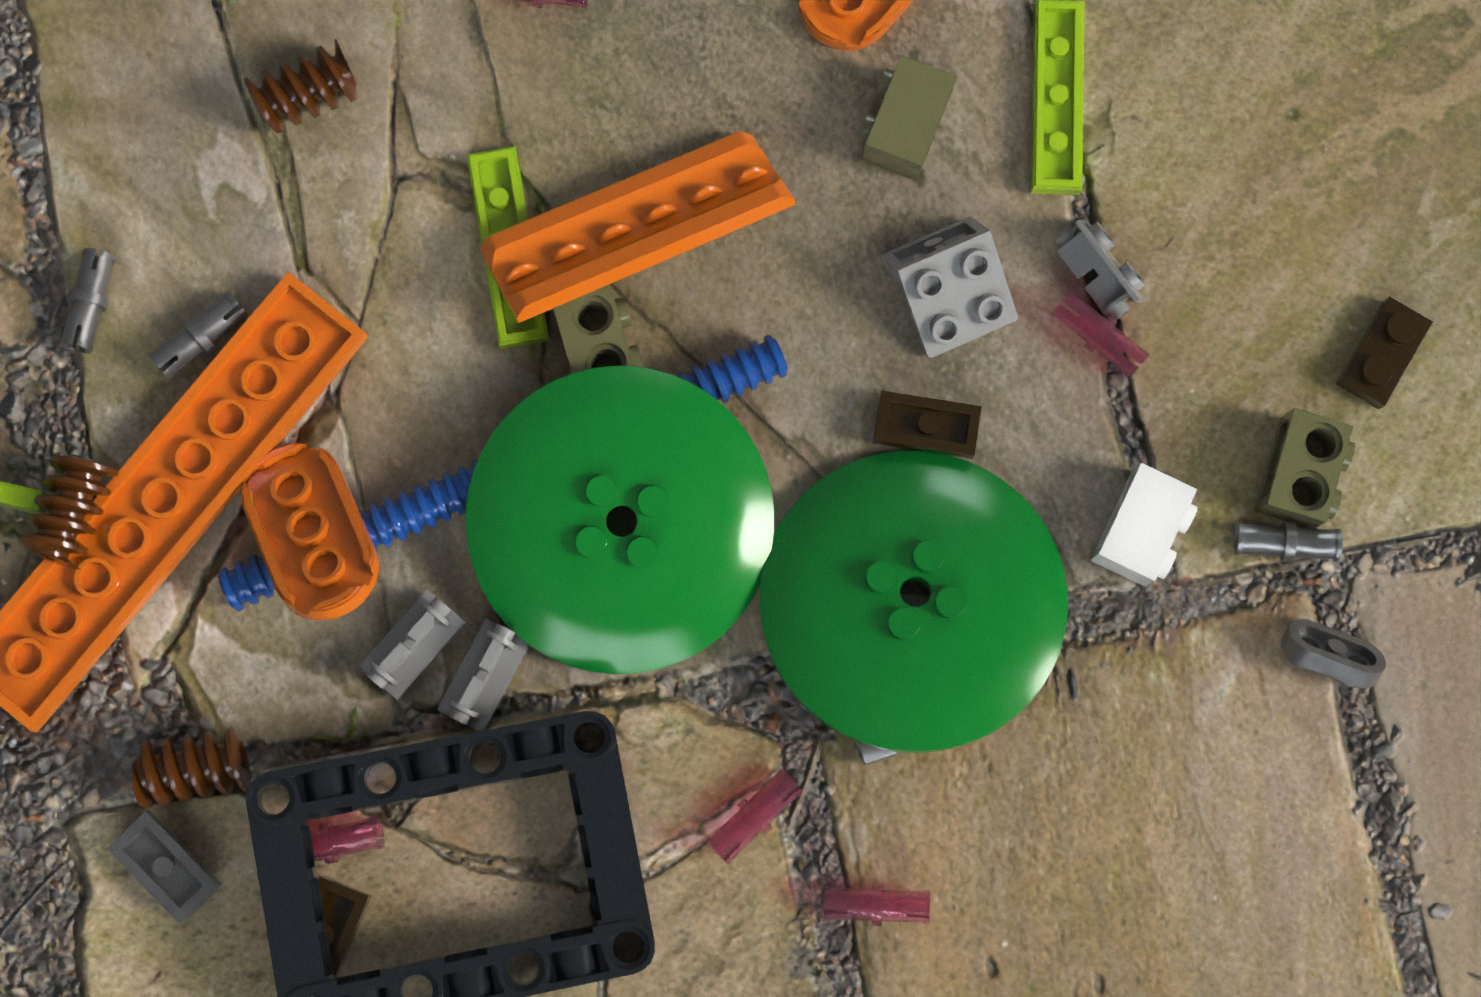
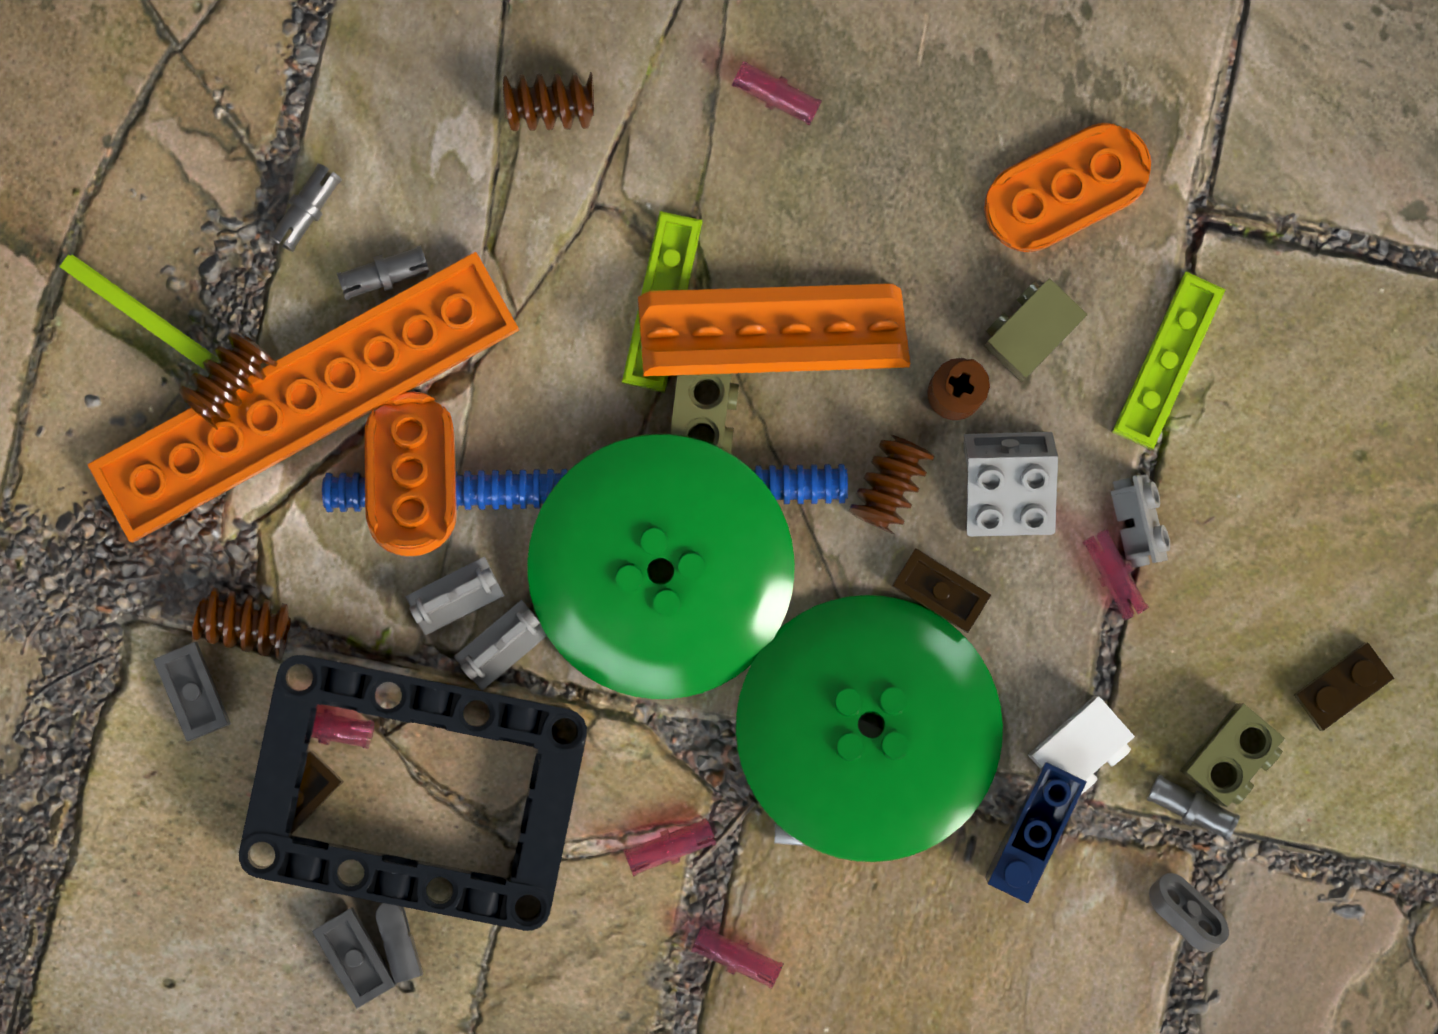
camera: 30 degrees right, 5 degrees up
(825, 334) = (890, 483): none -> reddish brown piece
(856, 204) = (974, 391): none -> reddish brown piece
(1137, 634) = (1035, 832): none -> dark blue slope

